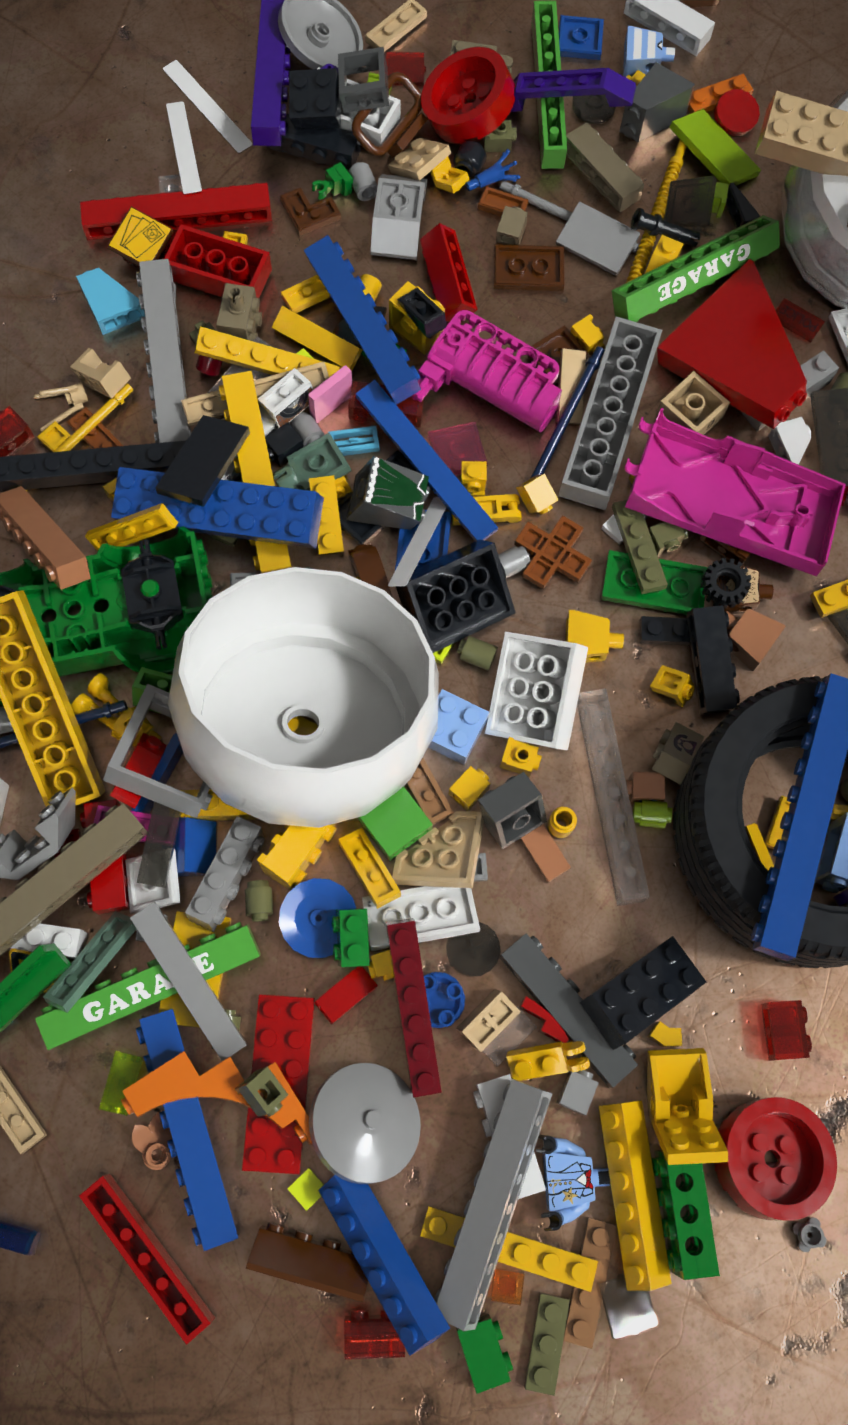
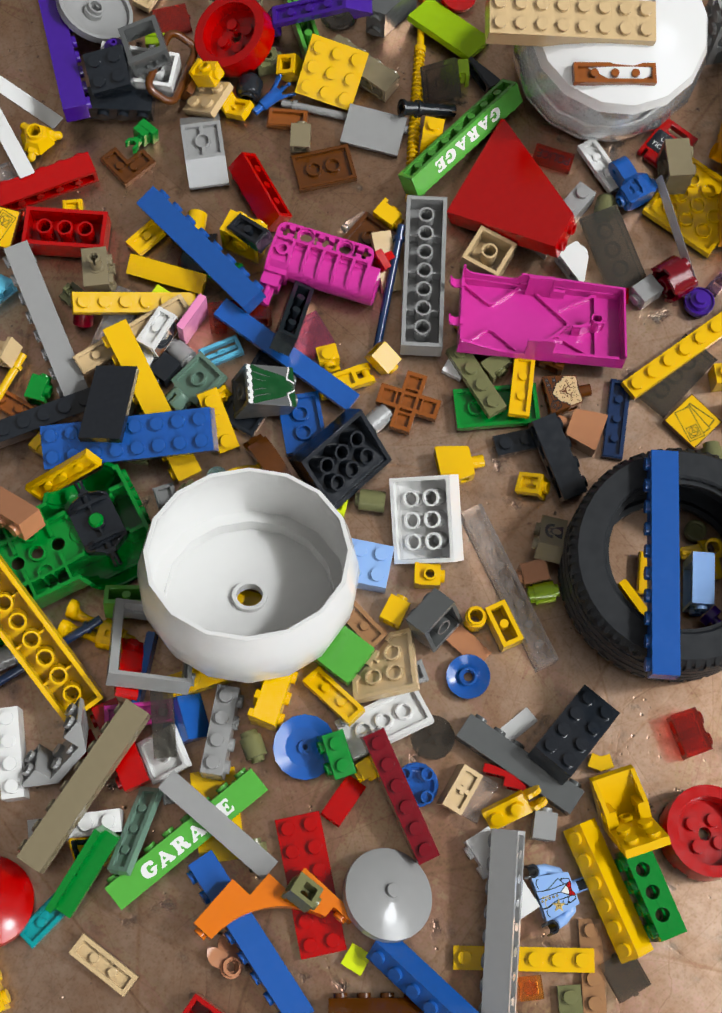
camera: 15 degrees left, 0 degrees up
(122, 1074) = (185, 914): clear neon green hinge -> none
(135, 429) = (38, 389): none -> green brick
(217, 158) = (37, 139): none -> yellow rock
(363, 181) = (166, 128): light grey brick -> none
(418, 544) = (300, 425): white sticker -> none
(424, 128) = (206, 73): none -> yellow brick
(443, 421) = (292, 318): none -> black brick
(522, 146) = (289, 66): none -> yellow brick
(535, 873) = (468, 664): none -> blue dish
(540, 334) = (351, 221): none -> clear piece
(567, 160) = (331, 72): none -> yellow plate
(567, 381) = (382, 260): none -> red tile
(580, 962) = (519, 724): none -> white sticker
(593, 839) = (503, 626): none -> yellow brick
(690, 568) = (521, 388): none -> yellow plate
(735, 573) = (552, 405): black tyre -> none
(792, 638) = (616, 422): none -> dark blue tile

